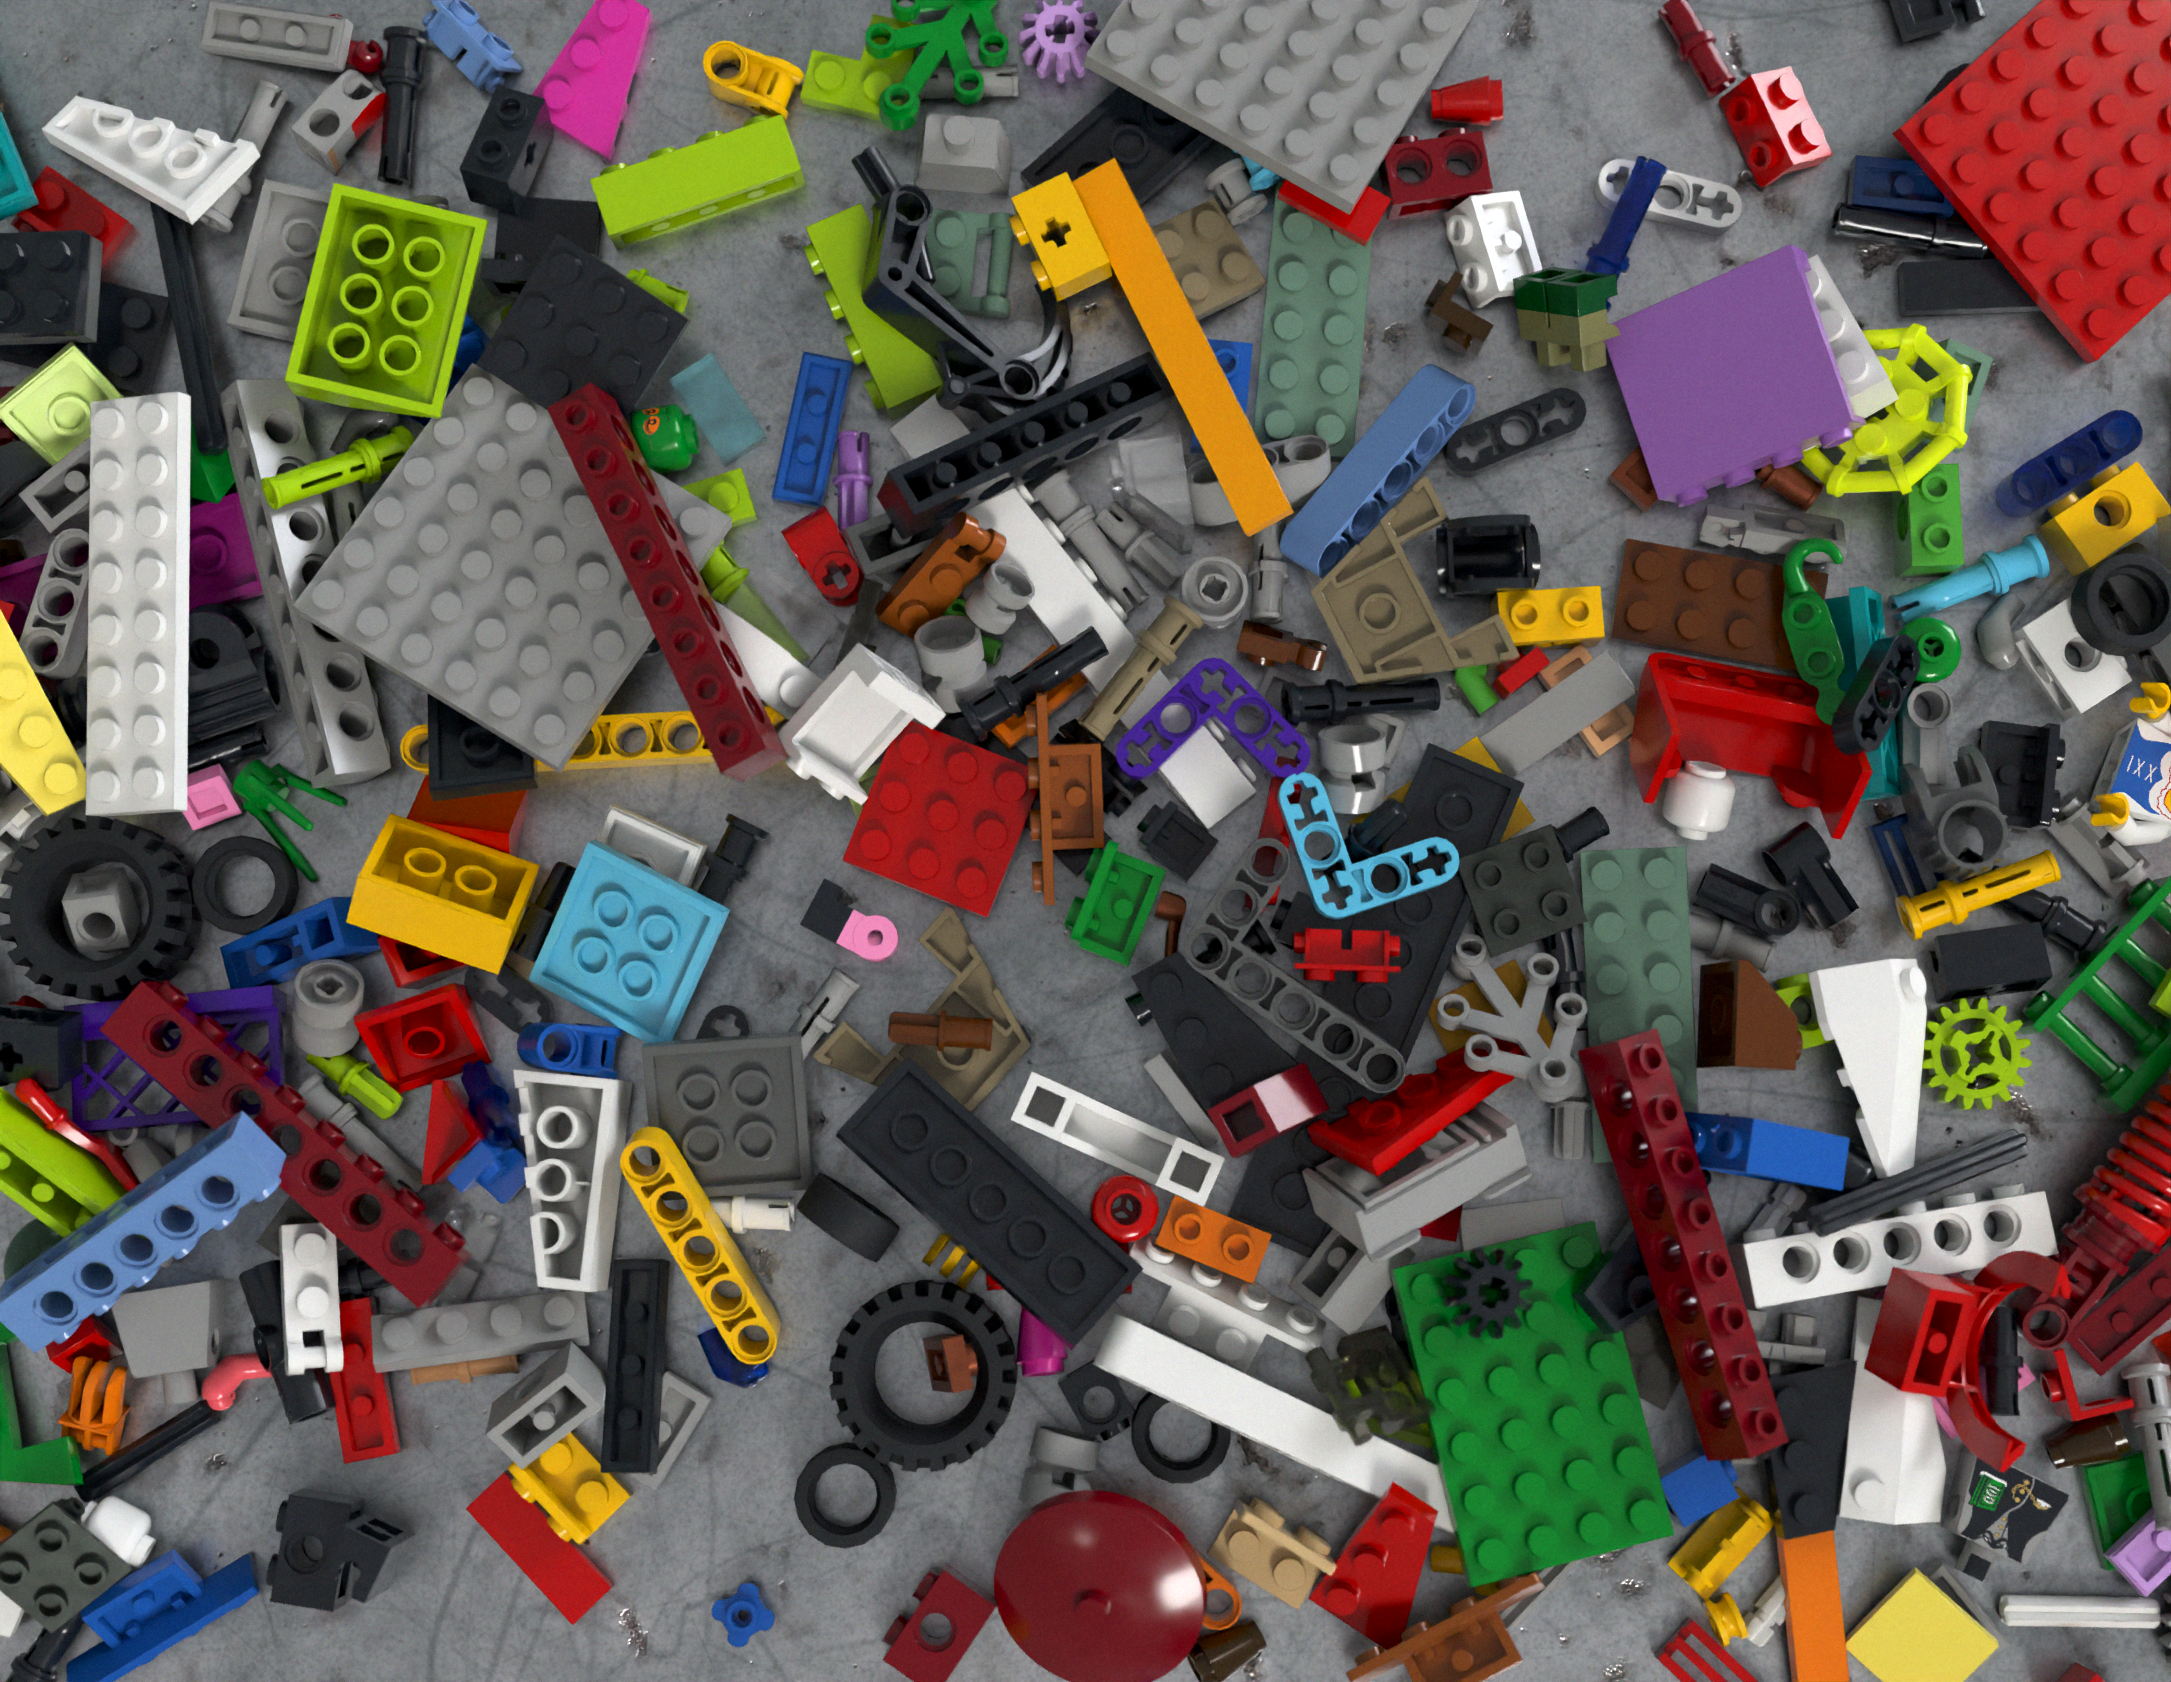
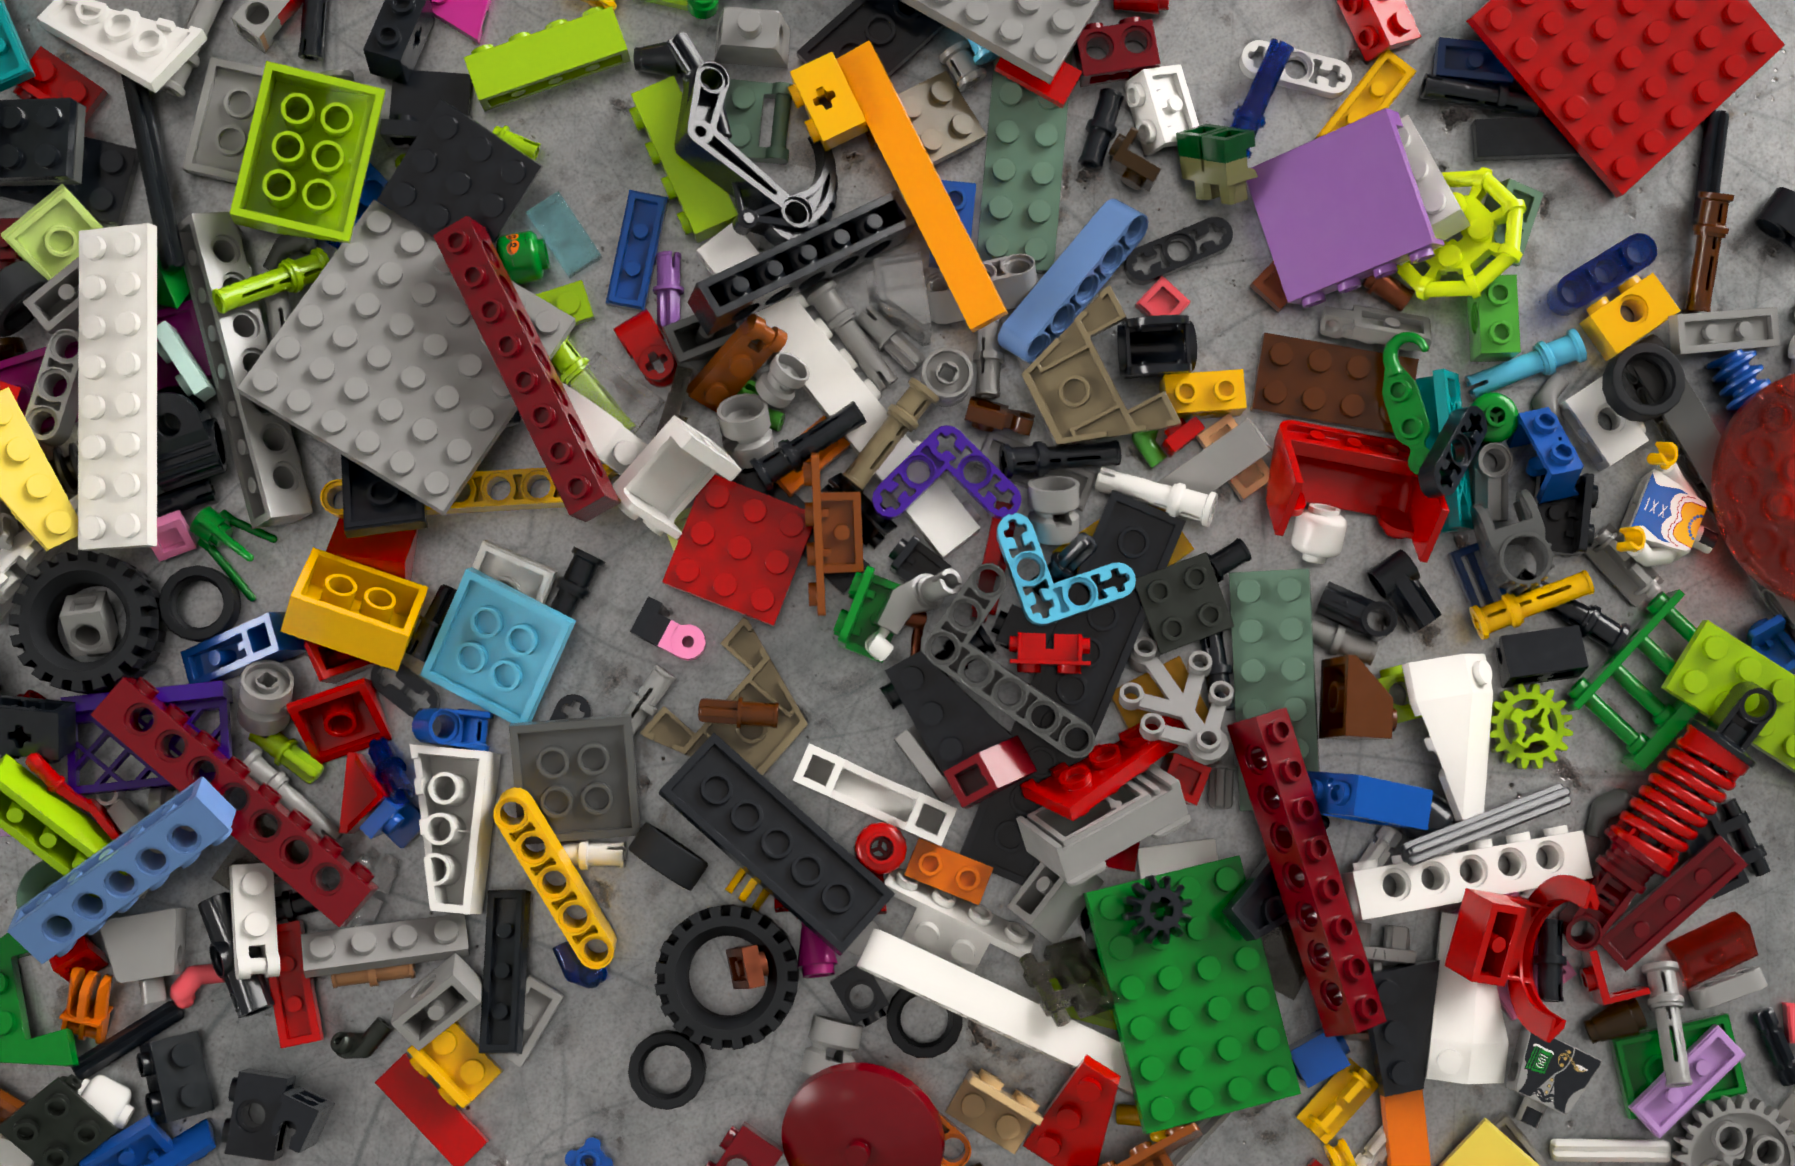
camera: 10 degrees left, 0 degrees up
(208, 1500) = (175, 1077): none -> black bracket
(235, 590) = (191, 376): none -> light aqua plate
(448, 1458) = (360, 1045): none -> pearl dark grey arm
(840, 184) = (657, 60): none -> black cone
(1168, 881) = (912, 597): none -> light grey arm
(1415, 274) = (1101, 129): none -> black pin
(1494, 495) = (1162, 300): none -> coral tile
(1510, 755) = (1173, 499): none -> white pin
(1529, 1113) = (1189, 773): none -> red brick
(1770, 226) = (1374, 91): none -> yellow tile
(2009, 696) = (1555, 453): none -> blue window
(2074, 1161) = (1605, 808): none -> dark grey arm

